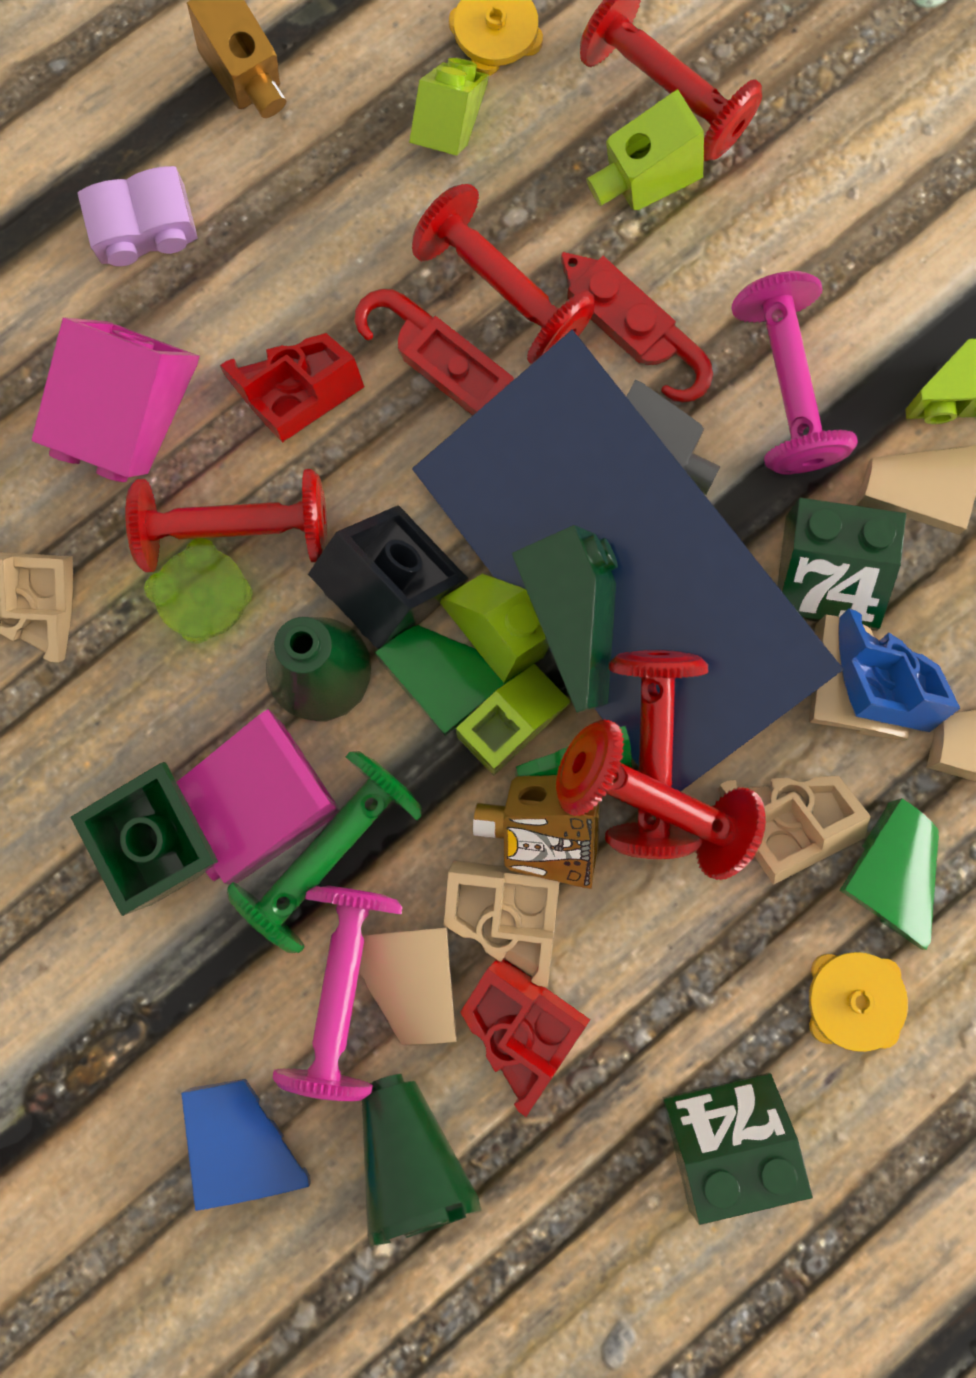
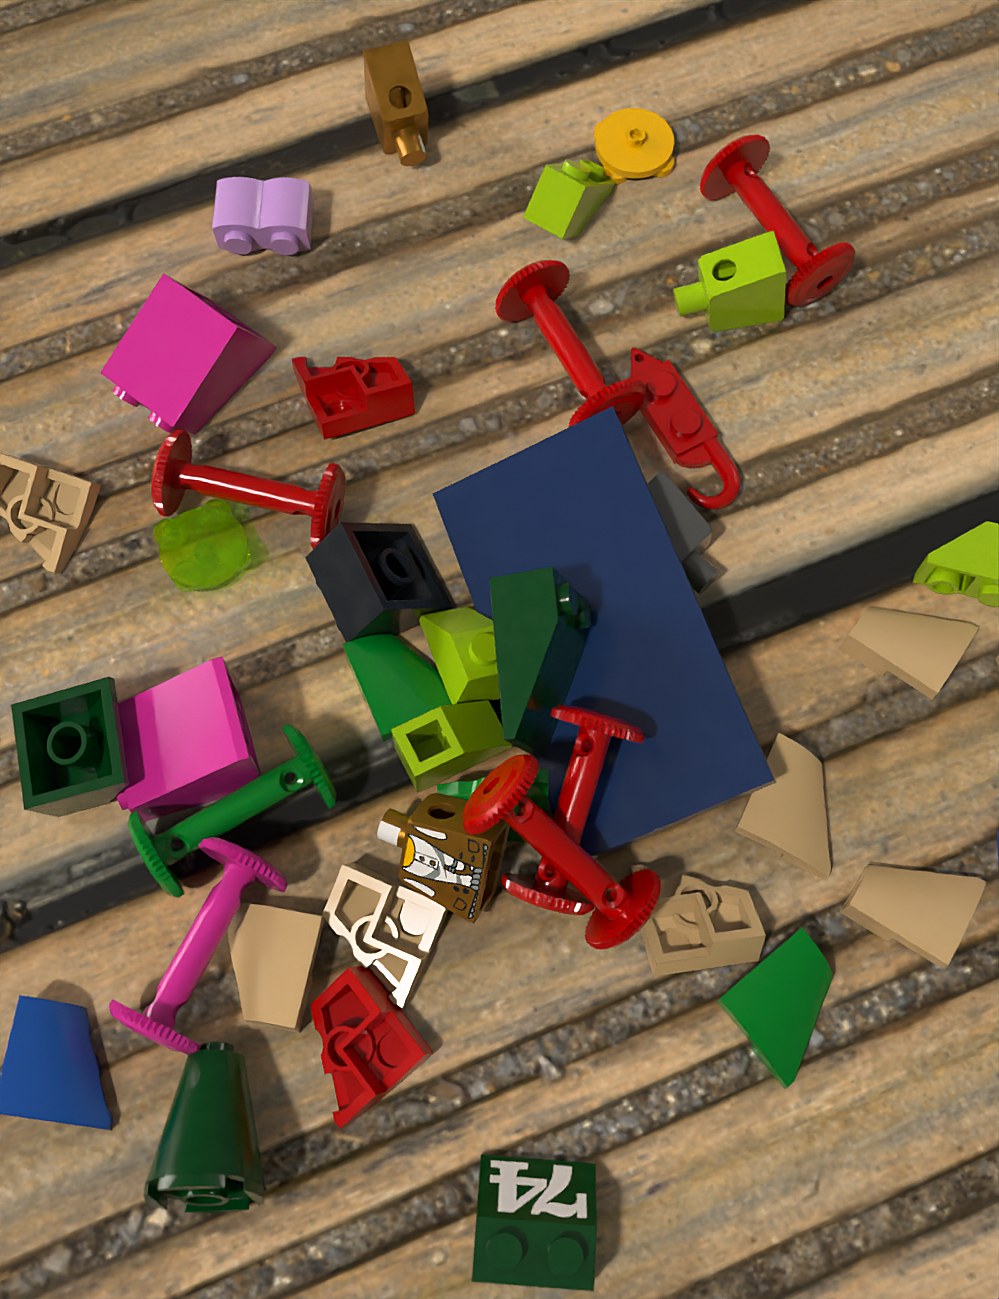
camera: 15 degrees right, 10 degrees down
(318, 668) = (285, 641): dark green cone -> none
(437, 351) = (488, 397): red plate -> none
(767, 301) = (813, 439): dark pink hose -> none
(840, 559) = (808, 689): dark green slope -> none
(857, 1001) = (703, 1118): yellow piece -> none
(890, 680) = (825, 814): blue slope -> none

